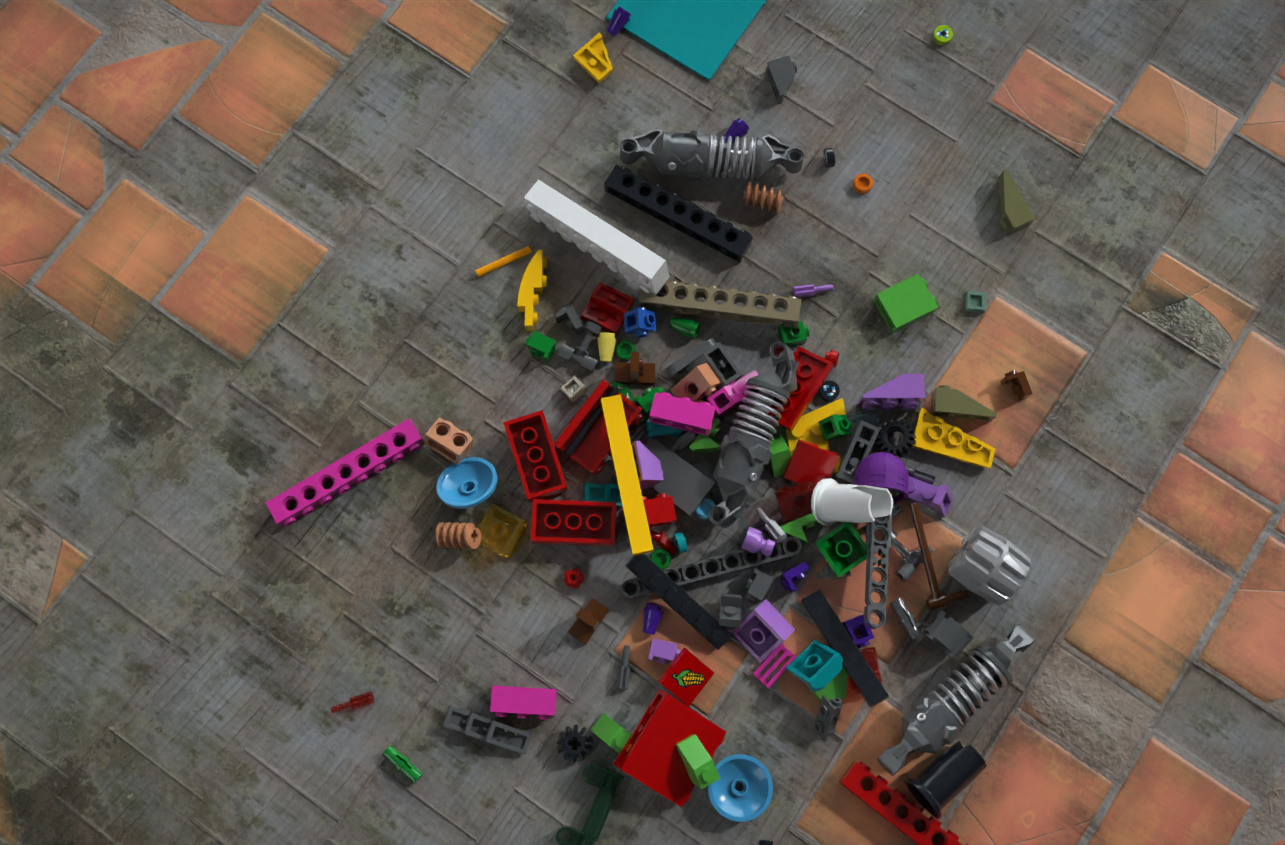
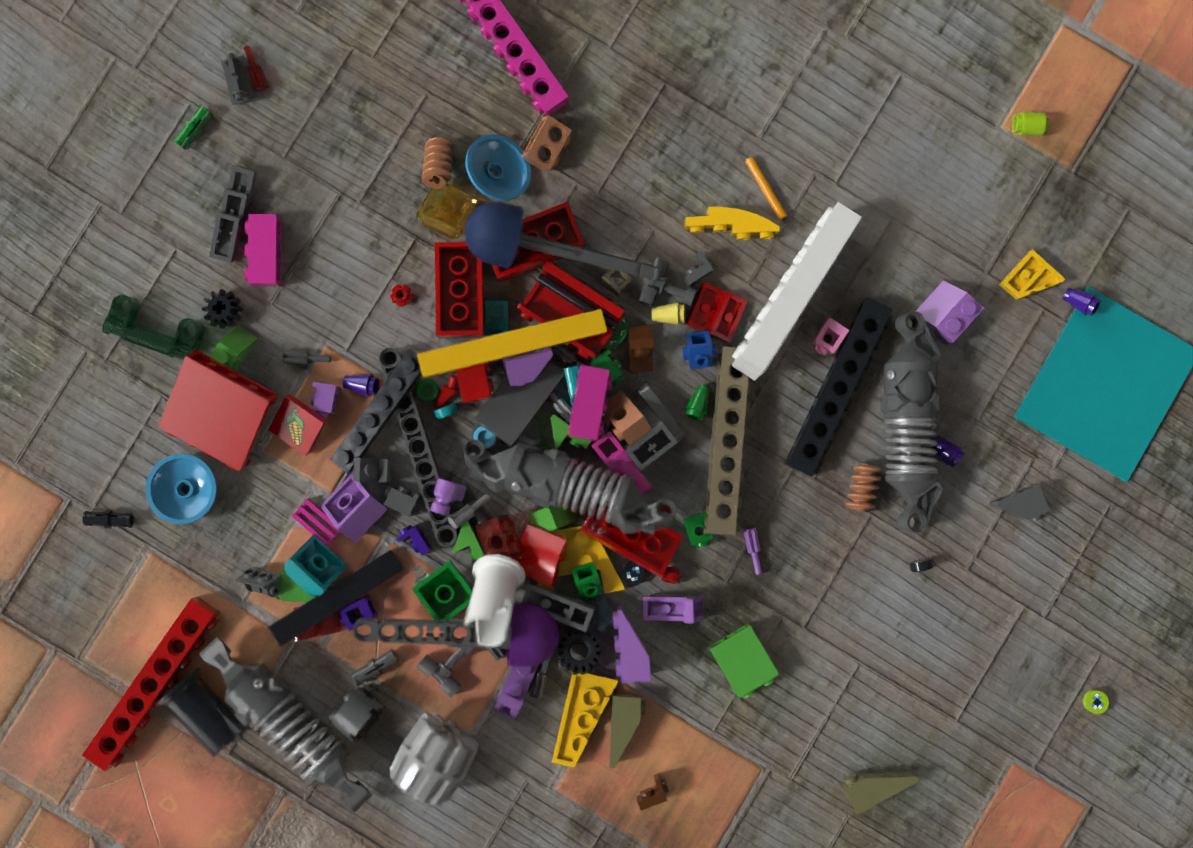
camera: 85 degrees right, 10 degrees up
(361, 719) = (237, 79): none -> dark grey hinge
(468, 50) = (1030, 123): none -> lime brick
(531, 475) = (495, 234): none -> piece
(541, 345) = (664, 238): green brick -> none
(588, 621) = (355, 315): reddish brown bracket -> none
(620, 121) = (949, 311): none -> medium lavender slope
(624, 350) = (667, 336): green tile -> none
(634, 211) = (835, 331): none -> bright pink brick
(697, 762) = (201, 440): bright green slope -> none
(860, 358) = (674, 608): none -> medium lavender bracket
(862, 183) = (892, 607): orange tile -> none
(937, 599) = (399, 701): reddish brown bar -> none
(975, 302) = (752, 743): sand green tile -> none

